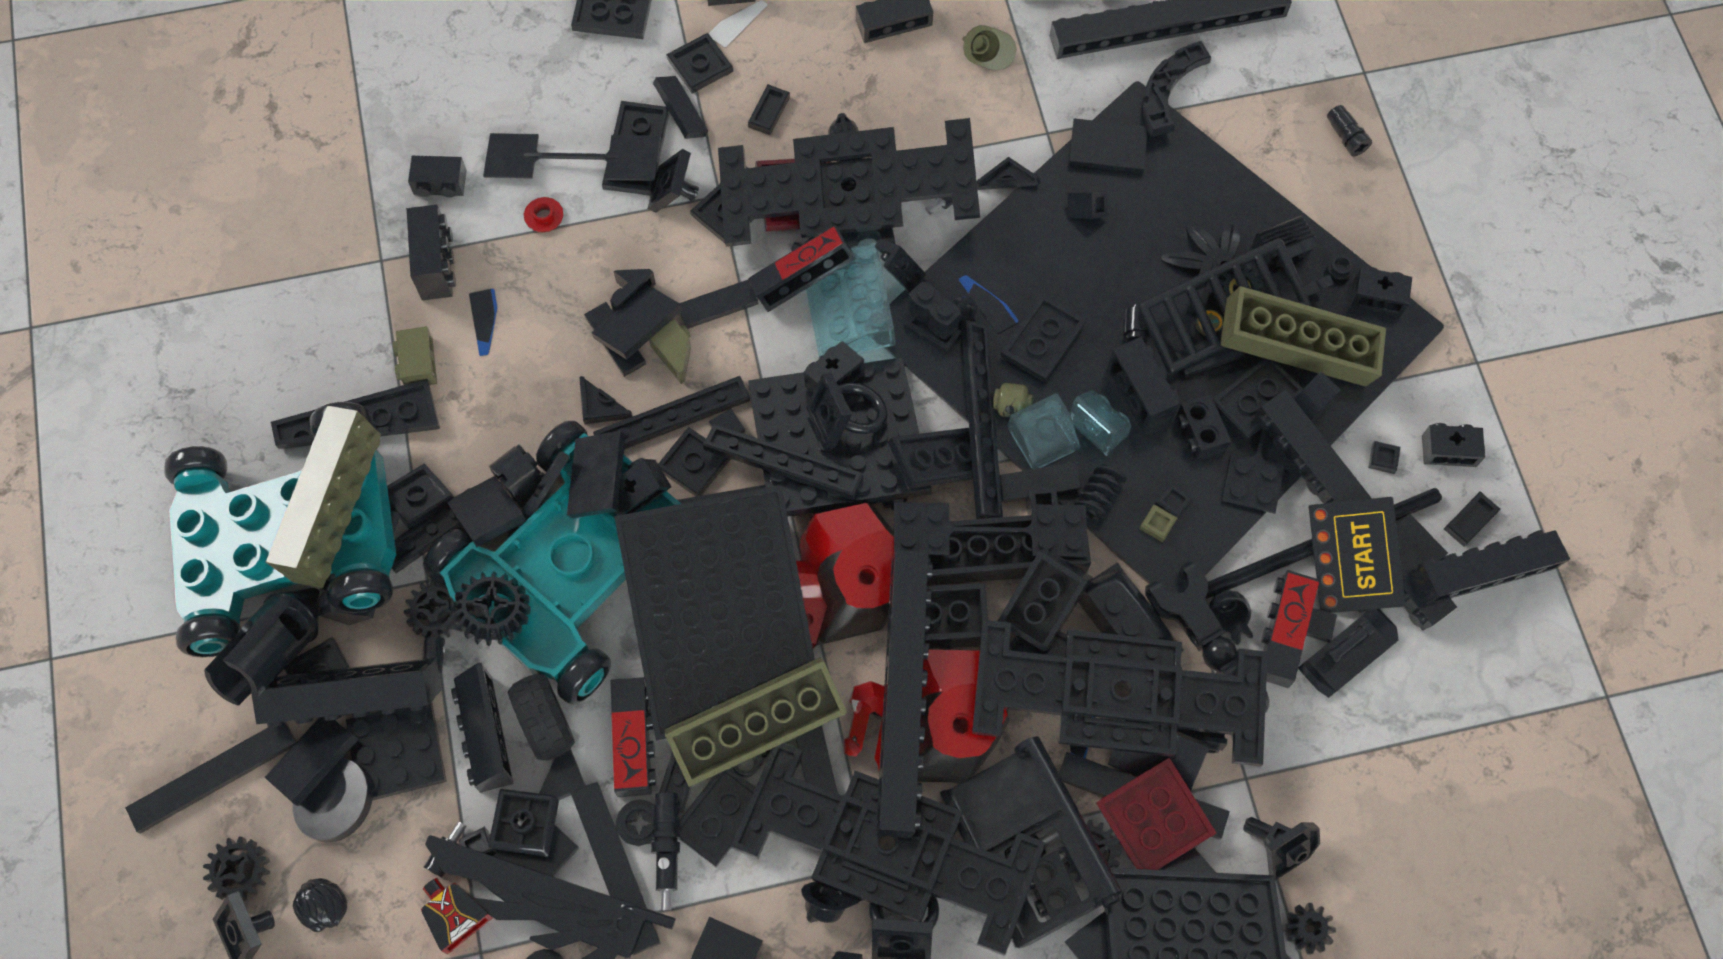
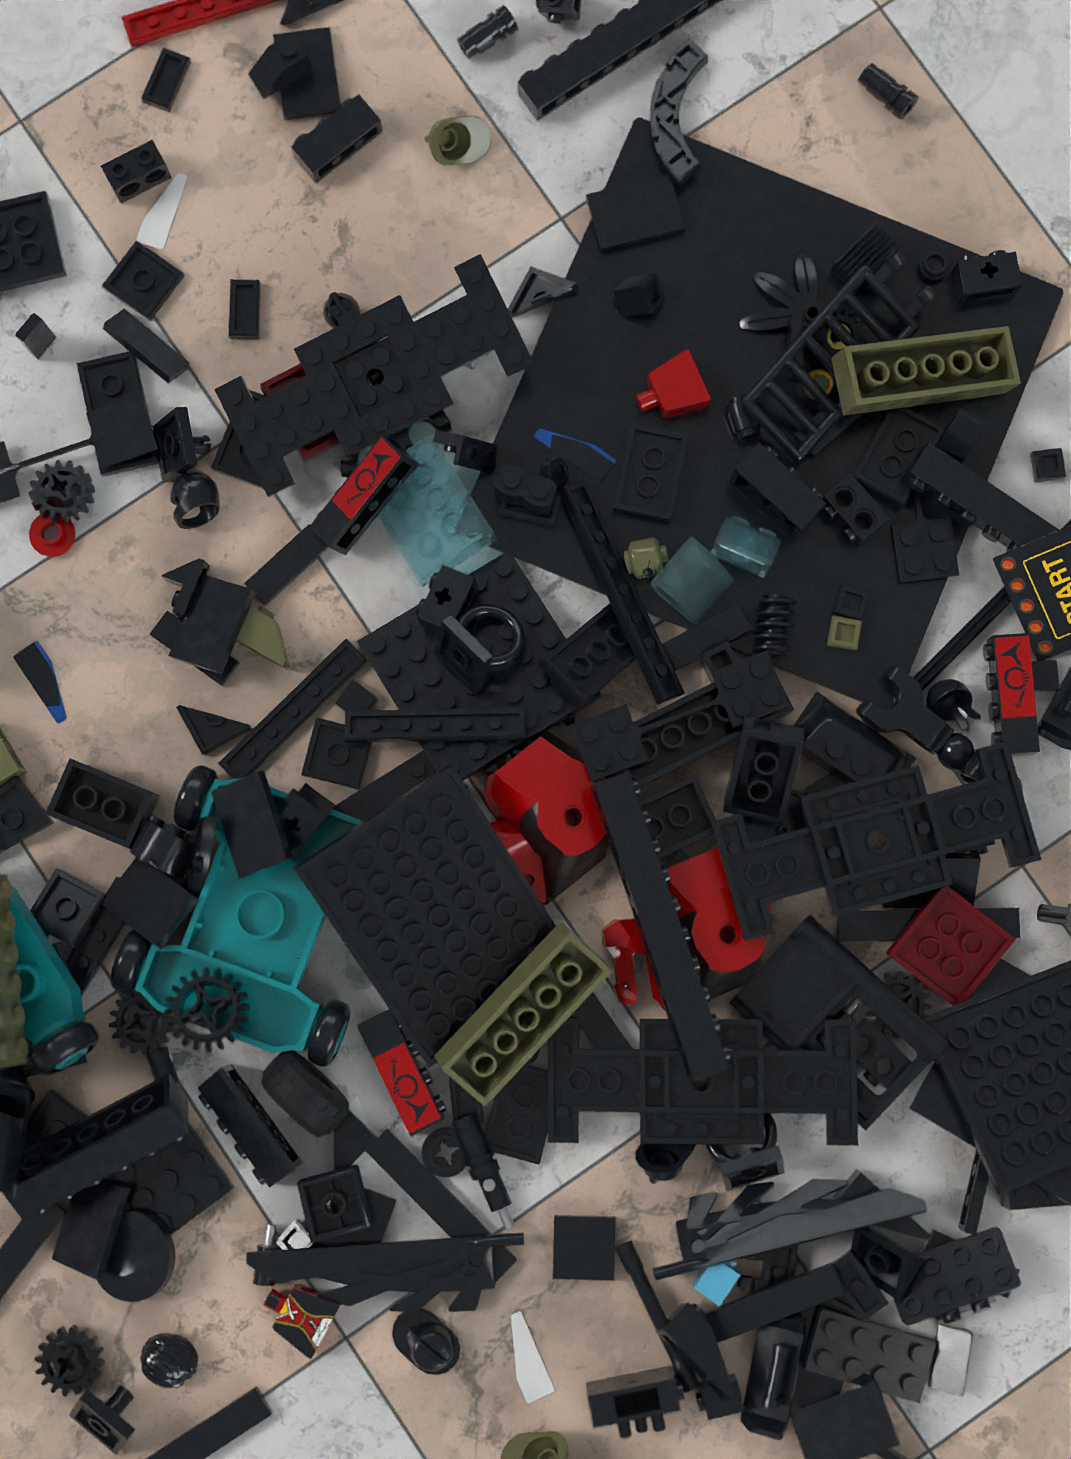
camera: 20 degrees left, 15 degrees up
(483, 422) = (101, 803): none -> black brick
(577, 187) = (74, 484): none -> black gear
(598, 67) = (35, 335): none -> black tile
(666, 220) = (191, 491): none -> black helmet
(1089, 282) = (675, 388): none -> red torso

